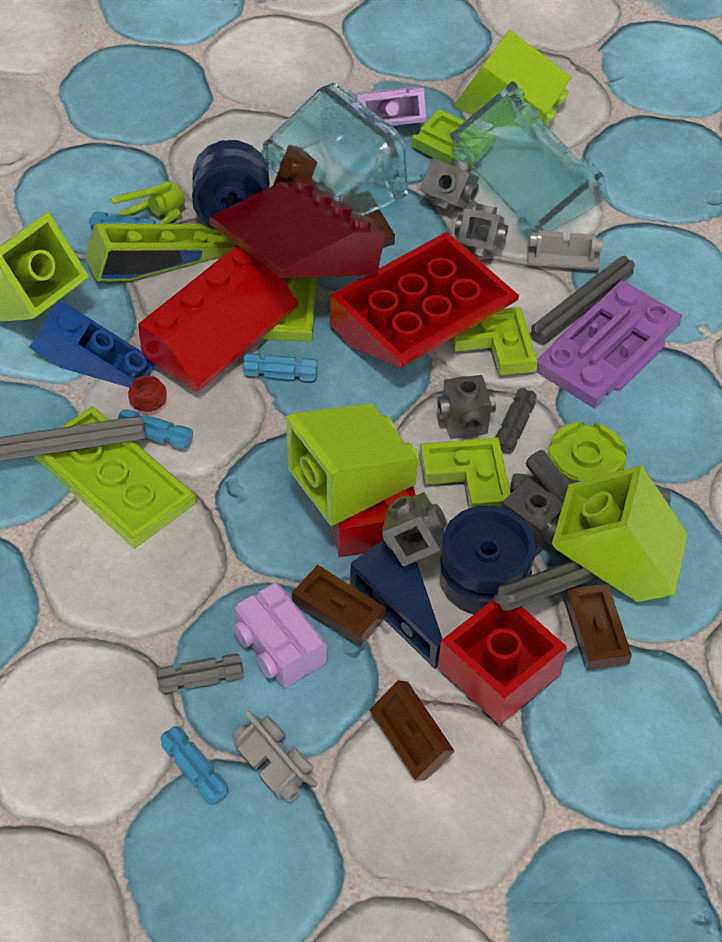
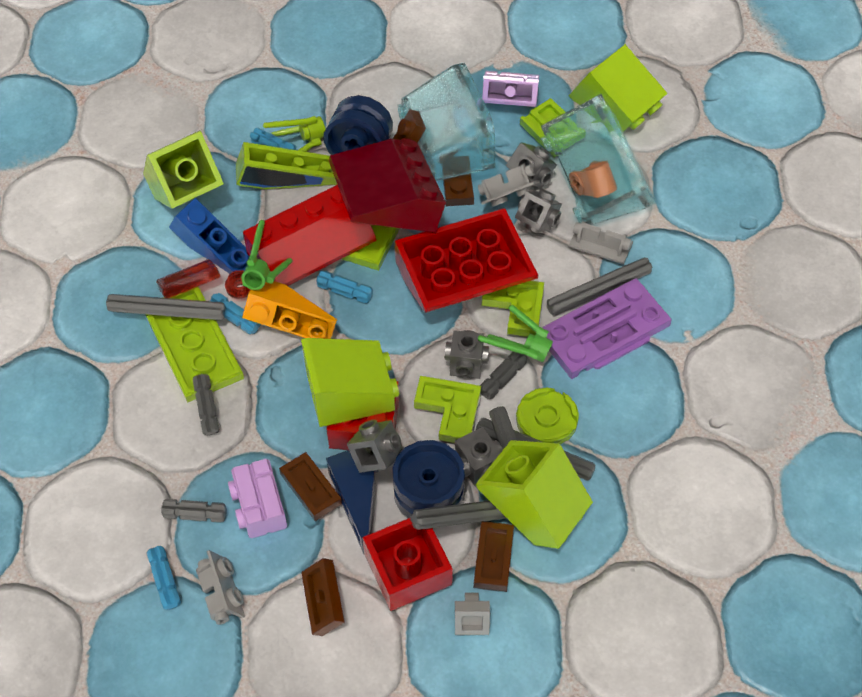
camera: 20 degrees right, 5 degrees up
(78, 401) = (188, 278): none -> clear red tile
(164, 542) = (205, 404): none -> dark grey axle
(177, 364) = (257, 270): none -> bright green plant
(225, 408) = (288, 311): none -> light orange slope
(446, 201) = (497, 189): none -> light grey hinge
(534, 181) = (593, 180): none -> nougat piece
(541, 378) = (535, 346): none -> bright green plant
(604, 701) = (472, 616): none -> light grey tile

